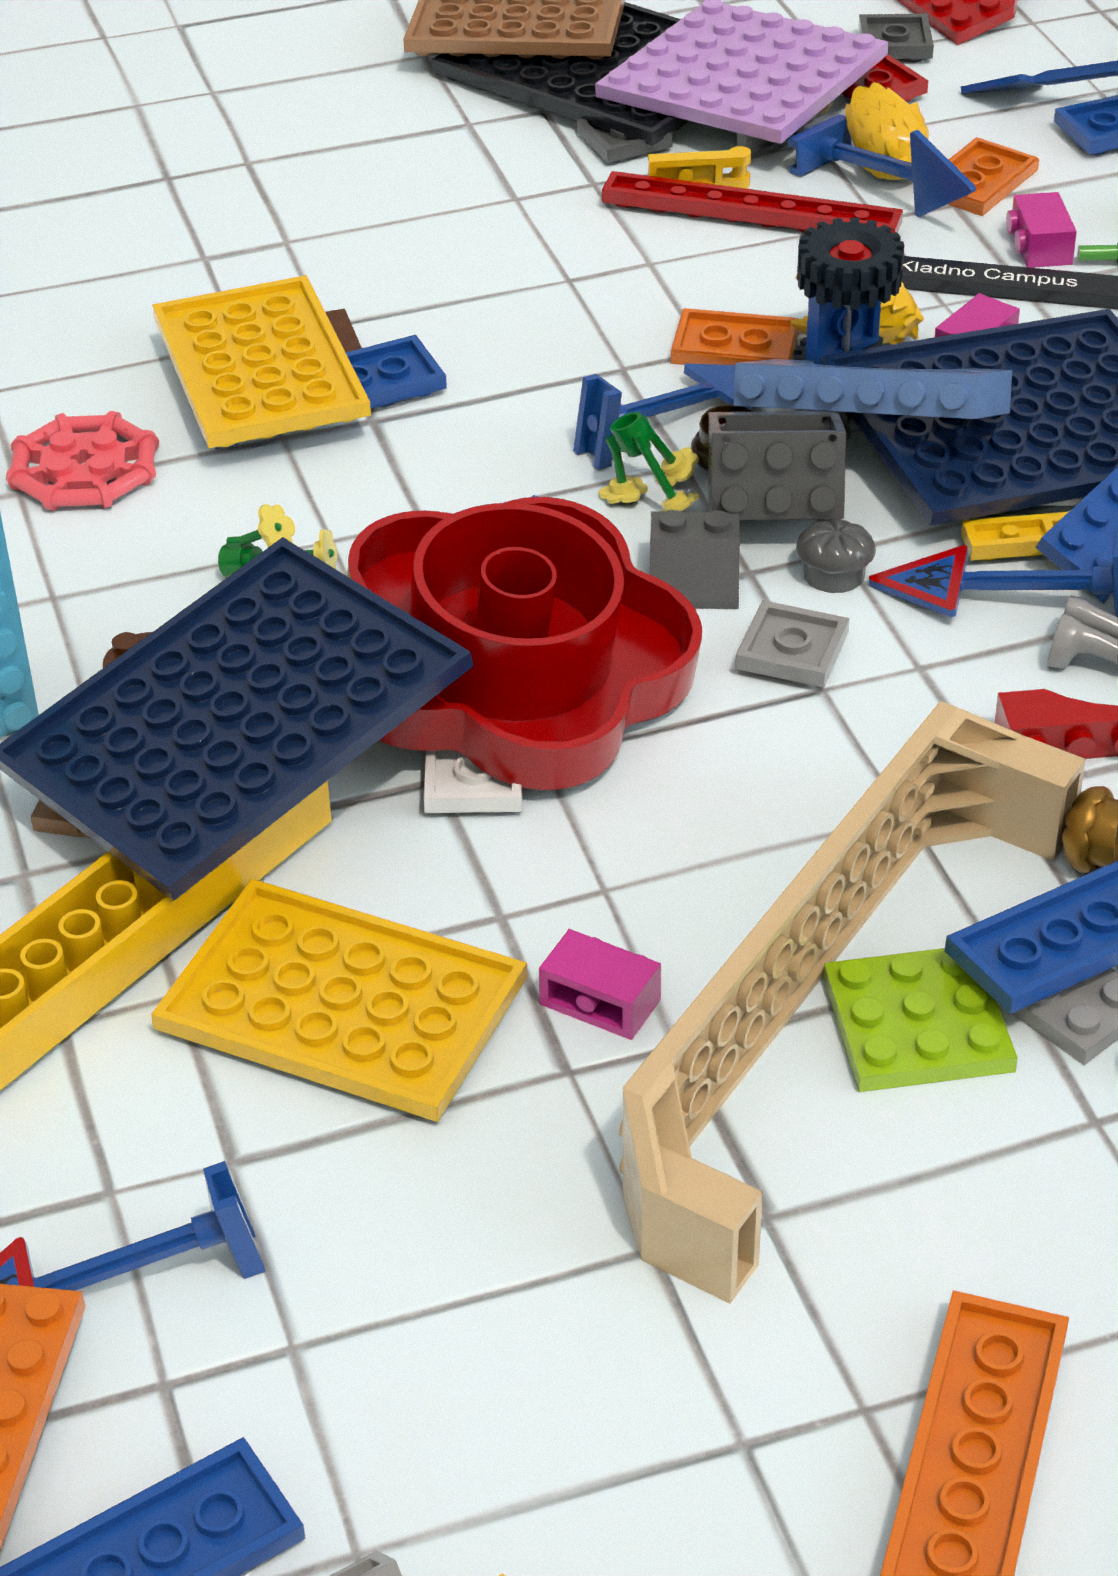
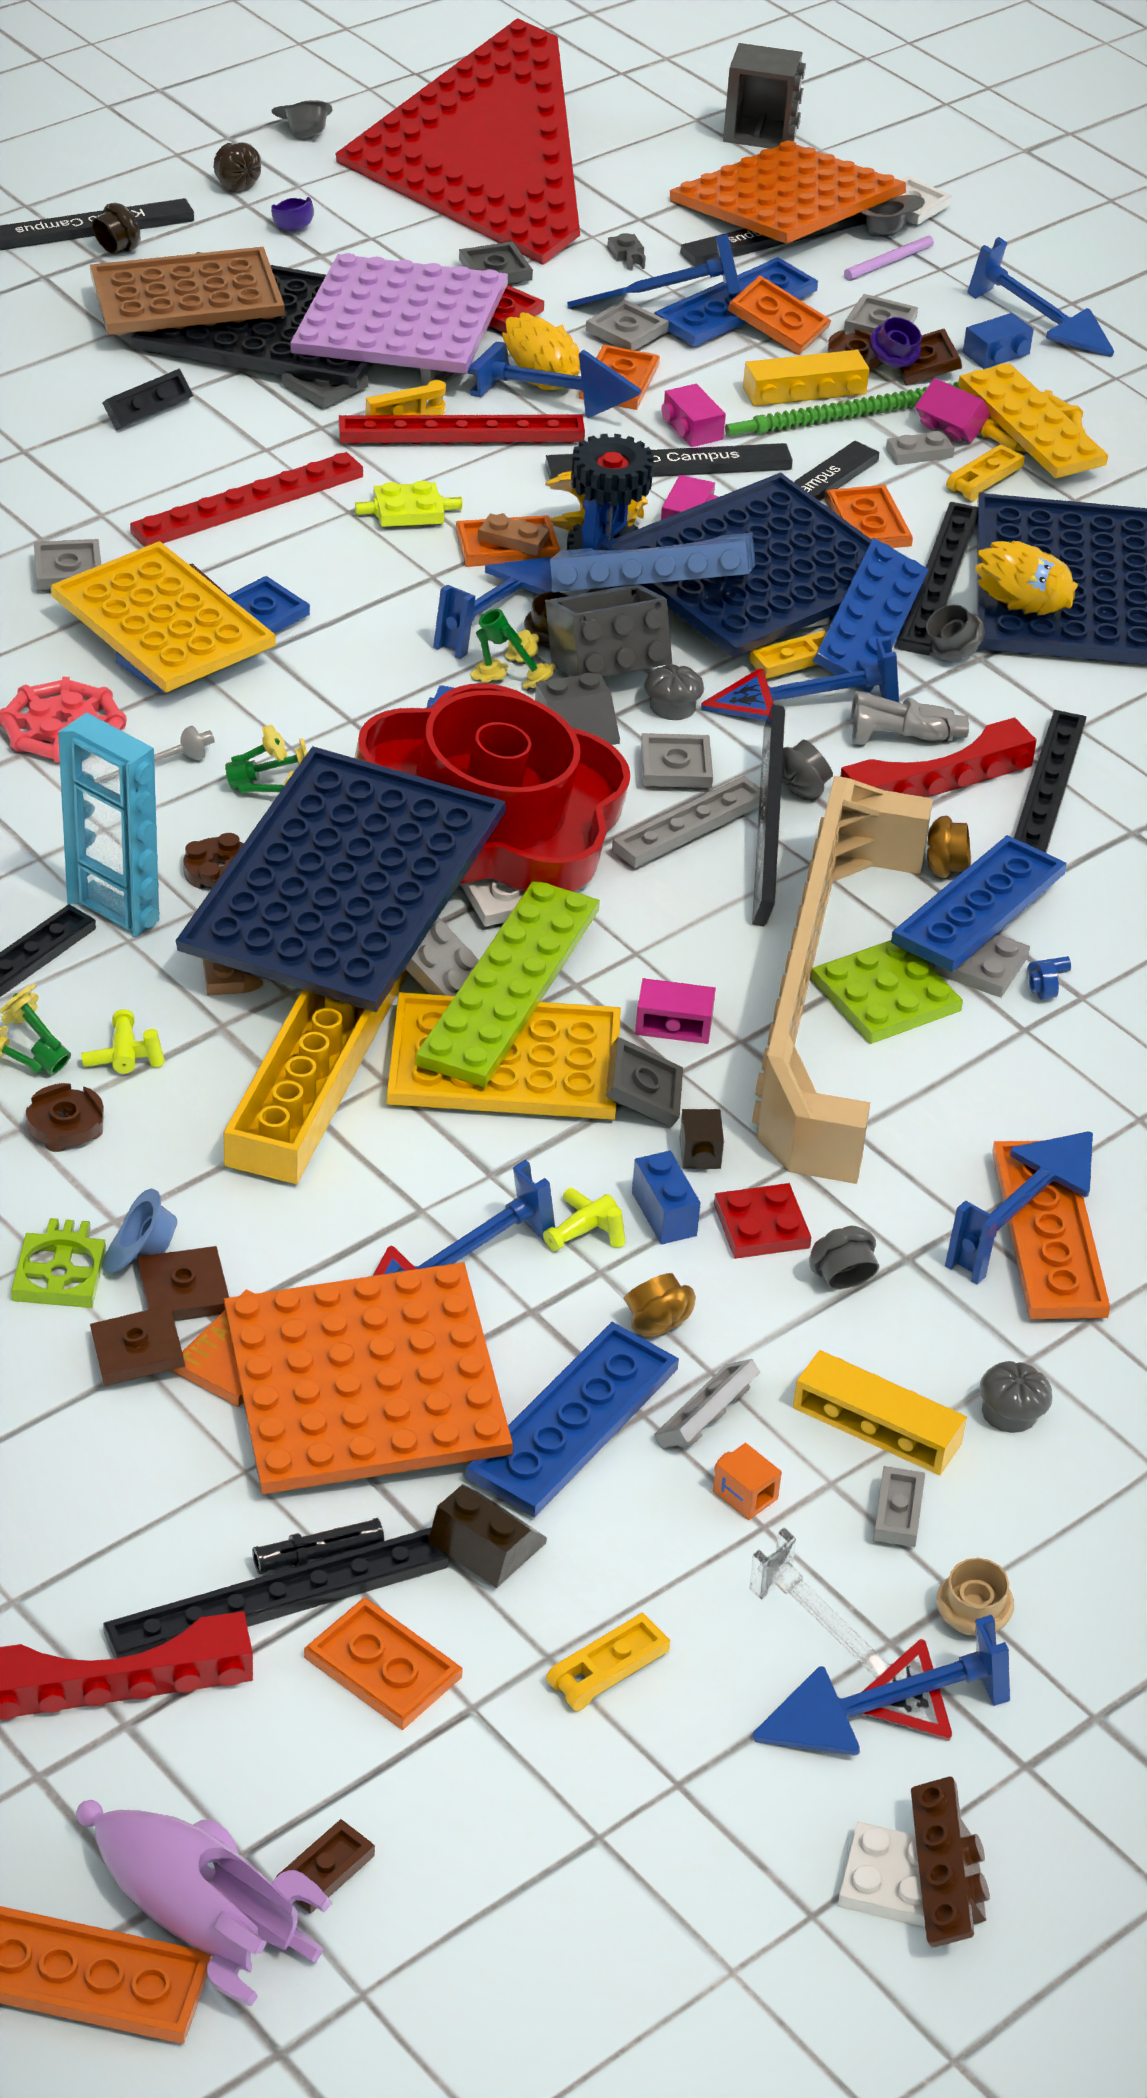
camera: 25 degrees left, 0 degrees up
(200, 277) = (64, 559): none -> light grey plate
(204, 514) = (190, 743): none -> light grey sword
(322, 845) = (441, 961): none -> light grey plate
(322, 1430) = (659, 1305): none -> pearl gold piece
(323, 1259) = (599, 1213): none -> neon yellow piece
(390, 899) = (507, 984): none -> lime plate
(409, 125) = (147, 399): none -> black plate
(429, 1260) = (665, 1197): none -> blue brick
(456, 249) = (246, 499): none -> red plate
(495, 1078) = (644, 1082): none -> dark grey plate
(531, 1181) = (701, 1139): none -> dark brown brick
(557, 1329) = (762, 1220): none -> red plate
(628, 1424) = (844, 1257): none -> dark grey piece
(639, 281) = (408, 504): none -> neon yellow plate
(741, 333) = (514, 534): none -> medium nougat plate
(765, 726) = (687, 822): none -> light grey plate
(866, 736) = (768, 816): none -> black tile
(948, 680) = (805, 770): none -> dark grey piece
(1016, 120) = (627, 325): none -> light grey plate
(1031, 1347) = (1057, 1160): none -> blue piece
(1065, 39) = (627, 248): none -> dark grey plate

